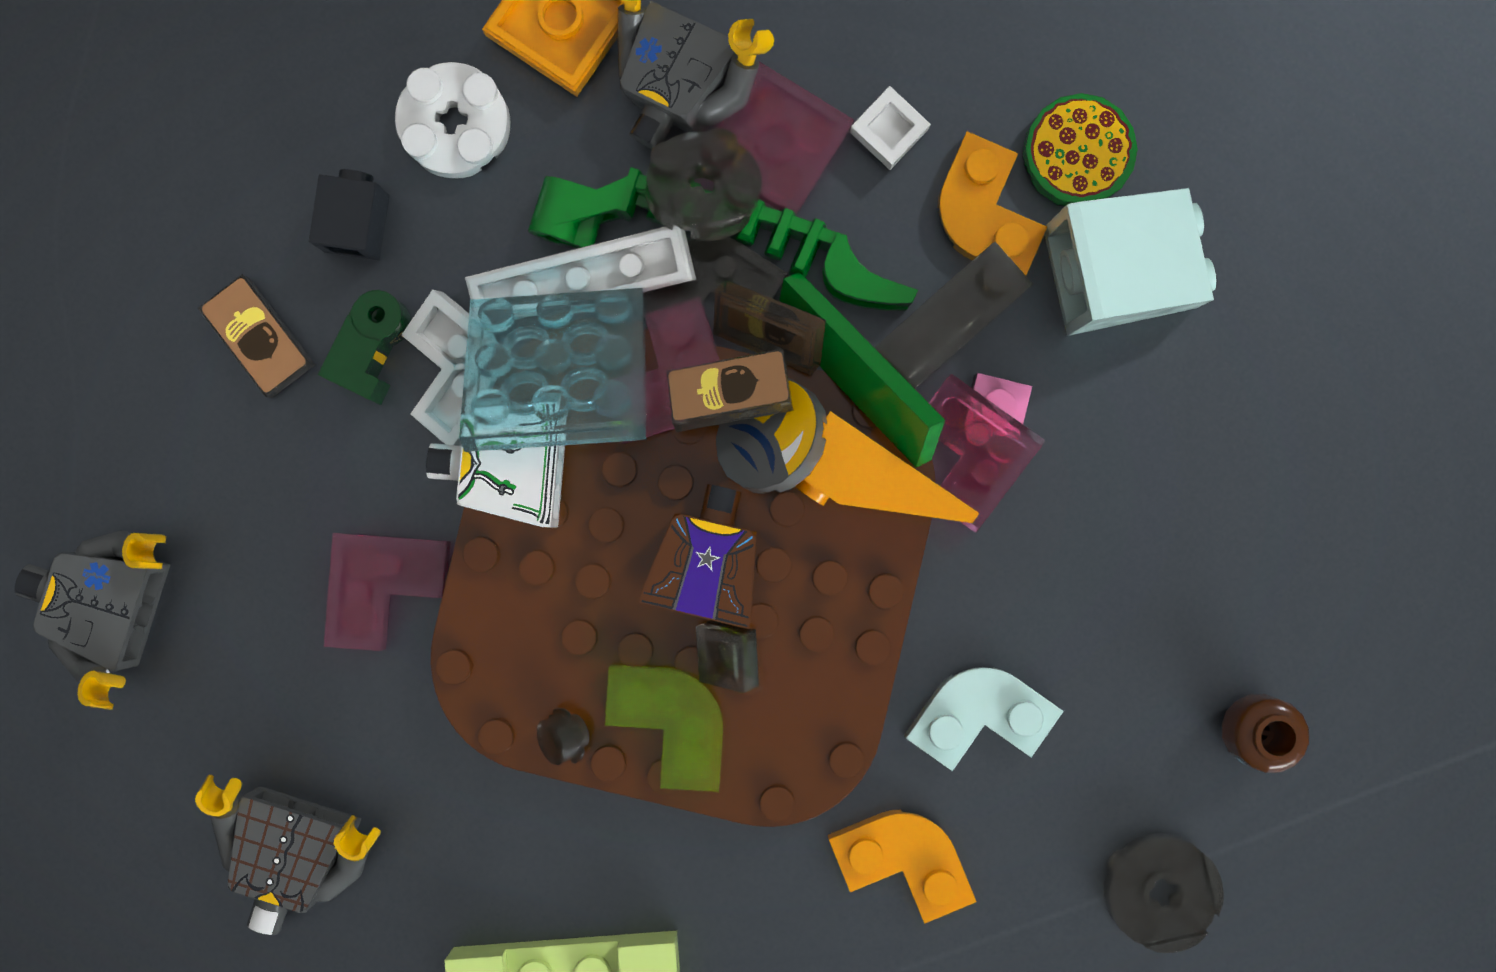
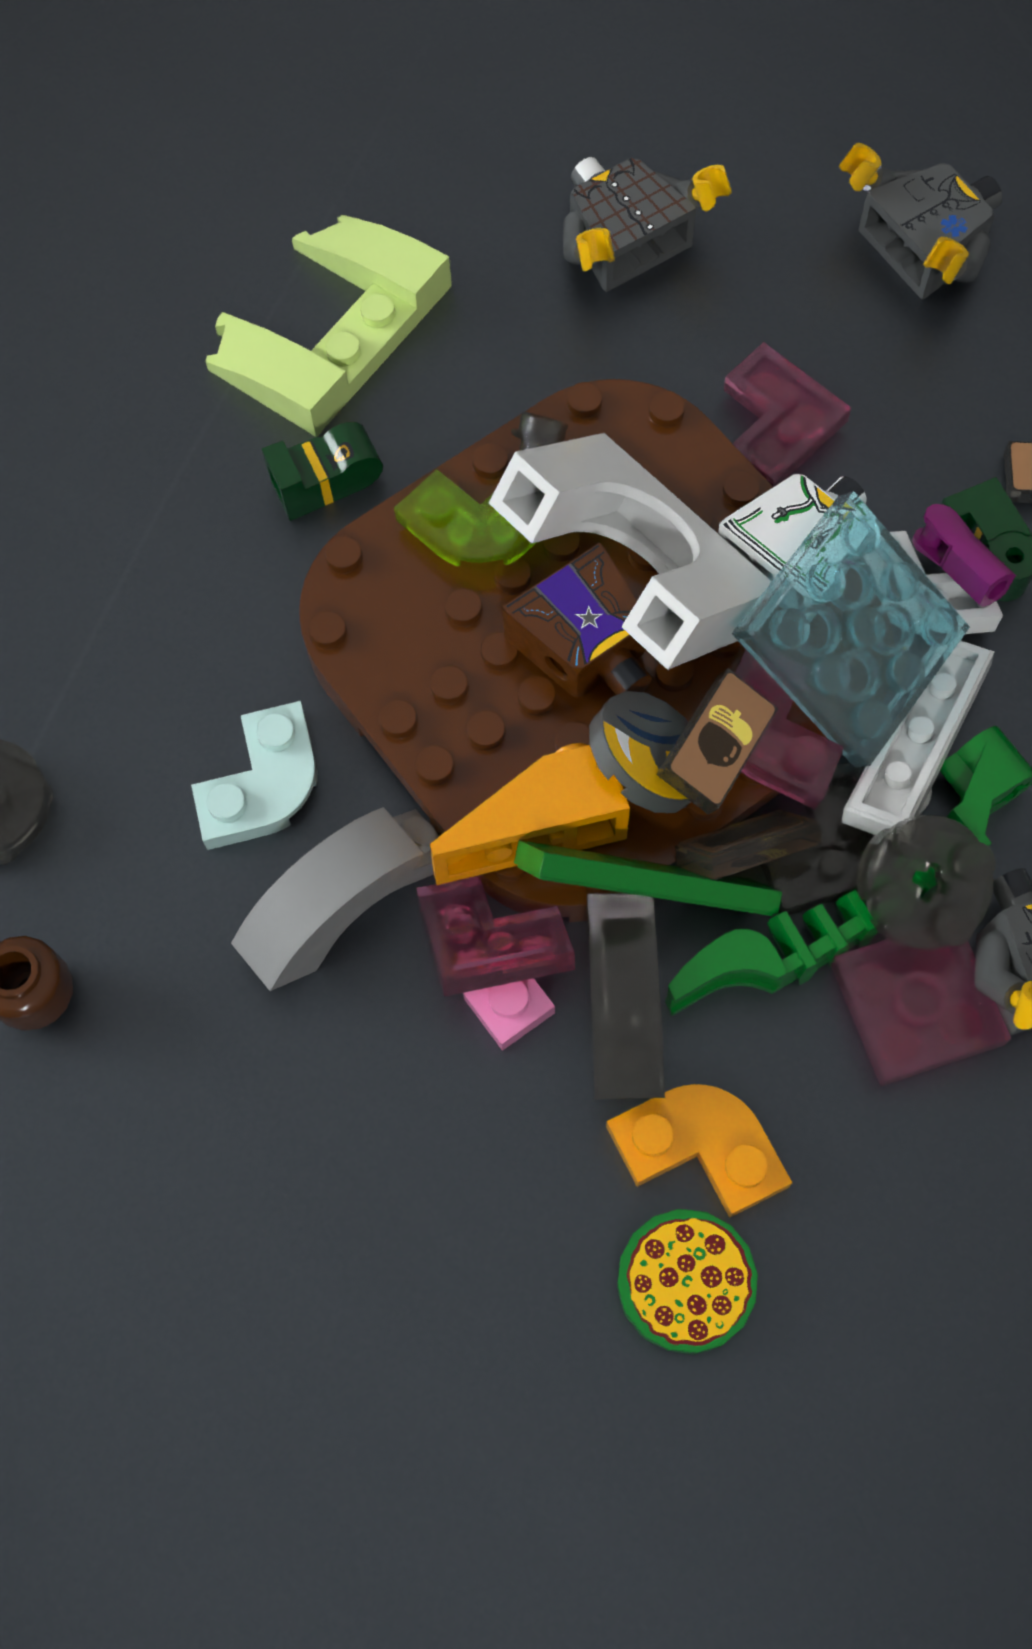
camera: 135 degrees right, 20 degrees down
(408, 351) = (962, 555): none -> magenta bar
(581, 635) = (602, 490): none -> white arch
(708, 893) = (322, 468): none -> dark green leg
(727, 656) = (488, 588): clear smoke plate -> none
(889, 127) = (852, 1112): white plate -> none
(909, 844) = (209, 644): light orange plate -> none
(1024, 576) = (329, 889): none -> light grey arch
(1128, 259) = (540, 1220): light aqua slope -> none

